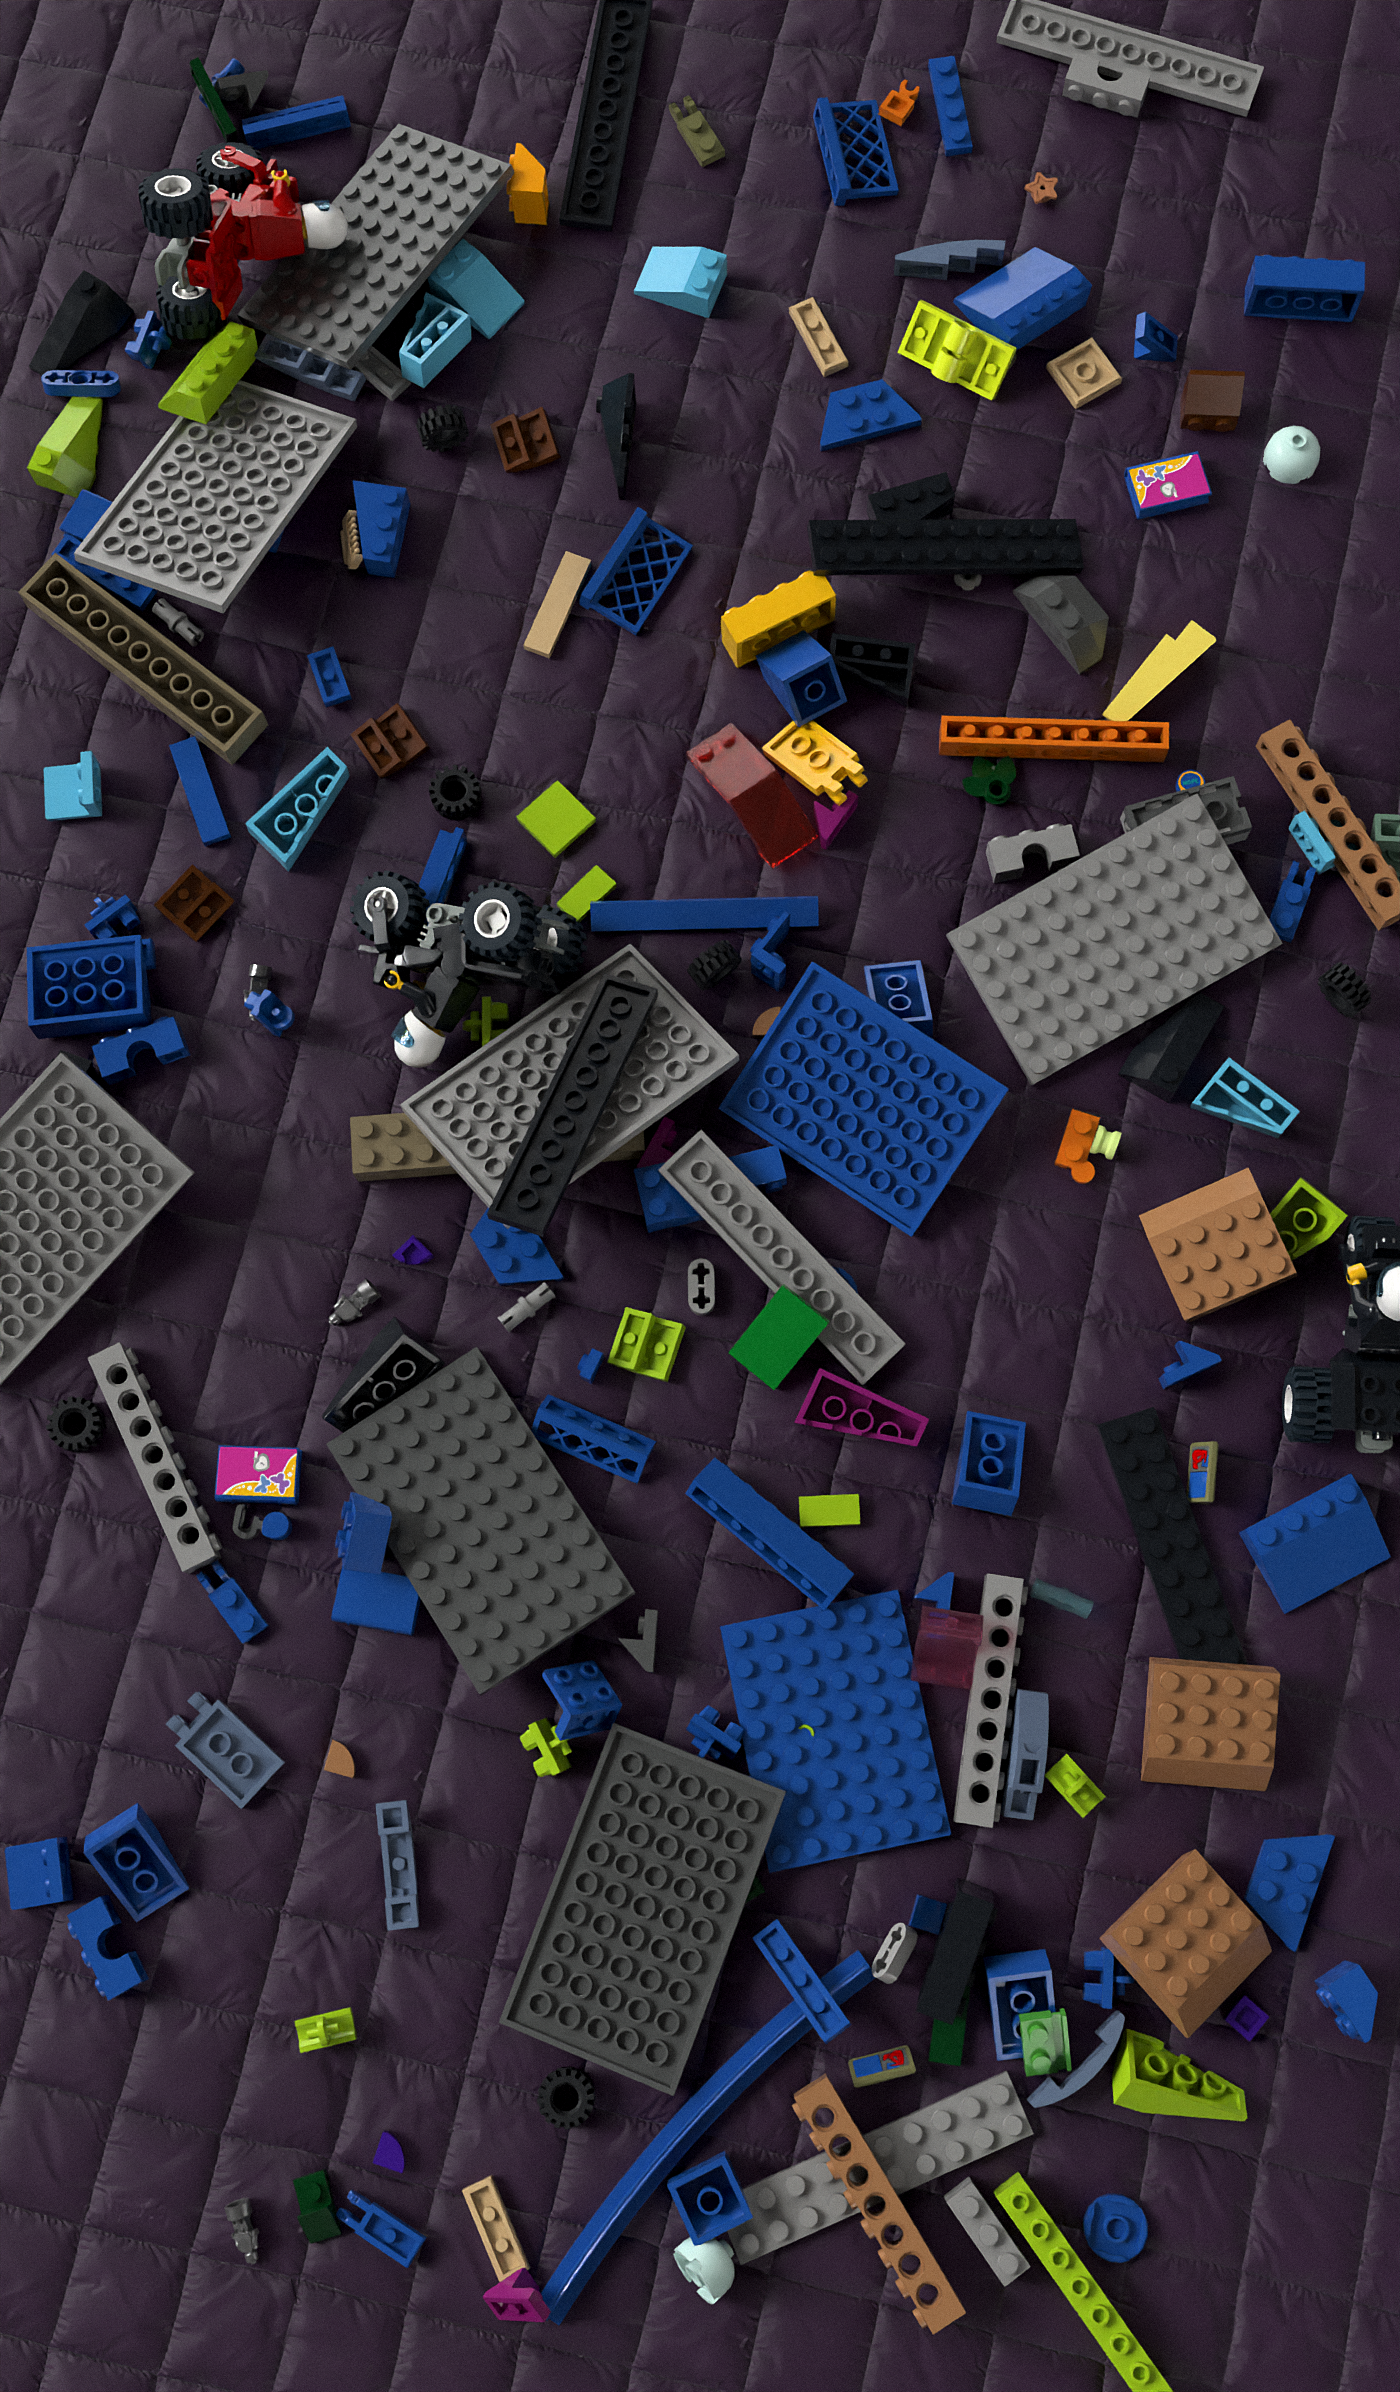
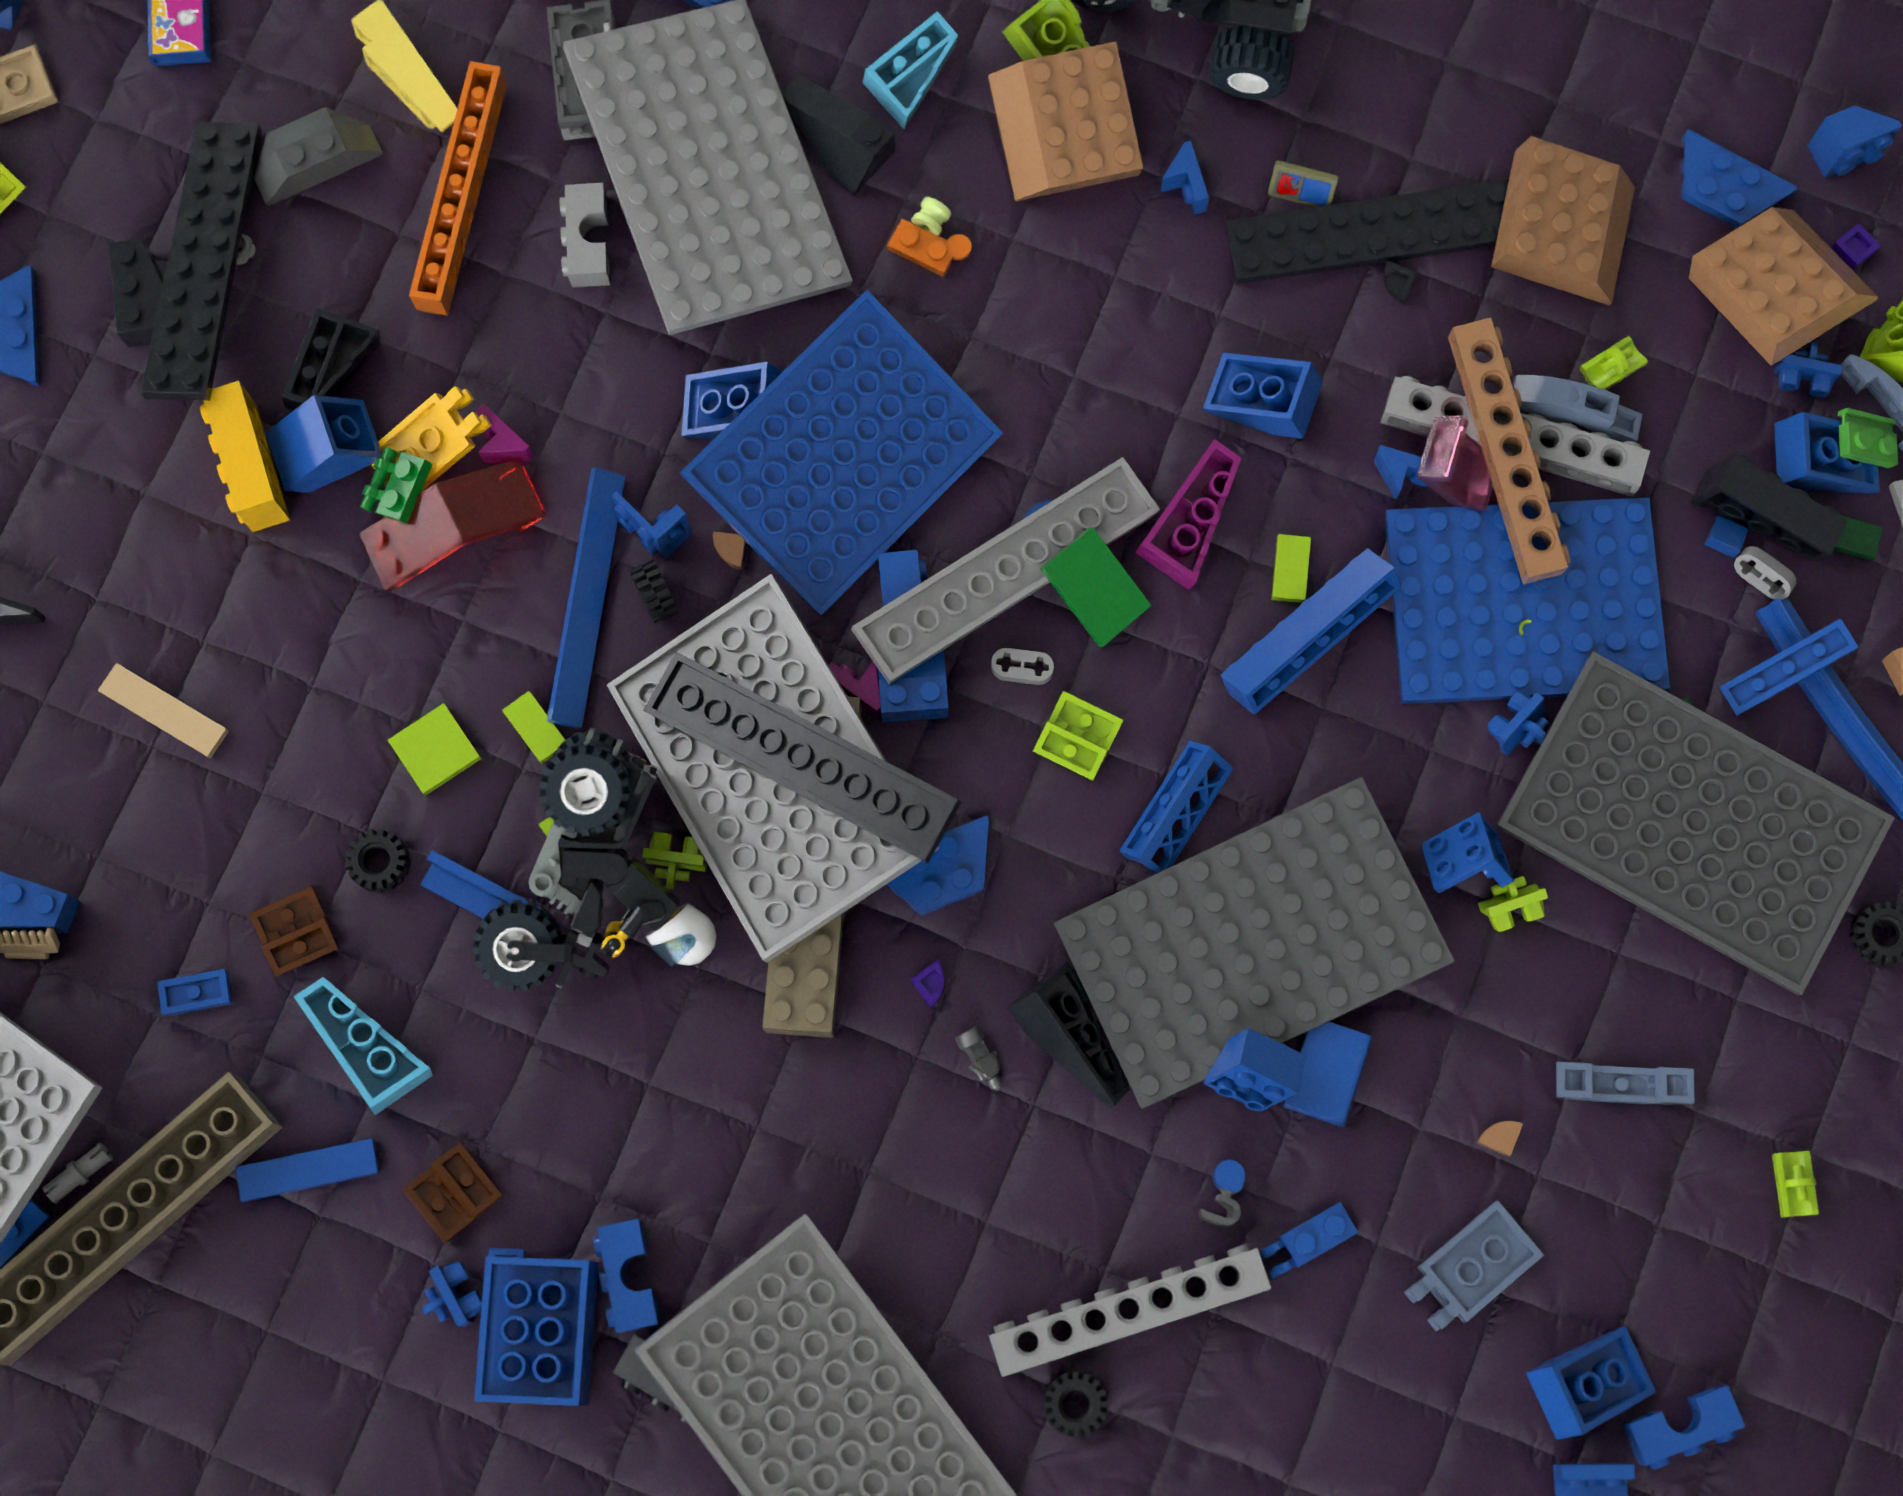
camera: 85 degrees left, 0 degrees up
(73, 789) = (273, 1329): medium azure bracket -> none
(258, 1475) = (1166, 1192): piece -> none
(259, 977) = (585, 1128): flat silver piece -> none
(270, 1011) = (614, 1107): blue hips -> none
(526, 1307) = (1015, 861): light grey pin -> none
(590, 1365) = (1094, 797): blue plate -> none
(613, 564) = (131, 639): blue fence -> none
(645, 1650) = (1419, 781): dark grey slope -> none
(773, 746) = (402, 488): none -> green plate
(881, 2066) = (1878, 605): slope -> none
(990, 777) = (485, 265): dark green plate -> none
(1061, 1598) = (1416, 347): clear light blue pin -> none
(1061, 1636) = (1532, 563): none -> medium nougat brick
(1126, 1575) = (1398, 281): none -> black tile
(1189, 779) = (538, 62): blue tile -> none
(1316, 1543) = (1387, 91): blue slope -> none

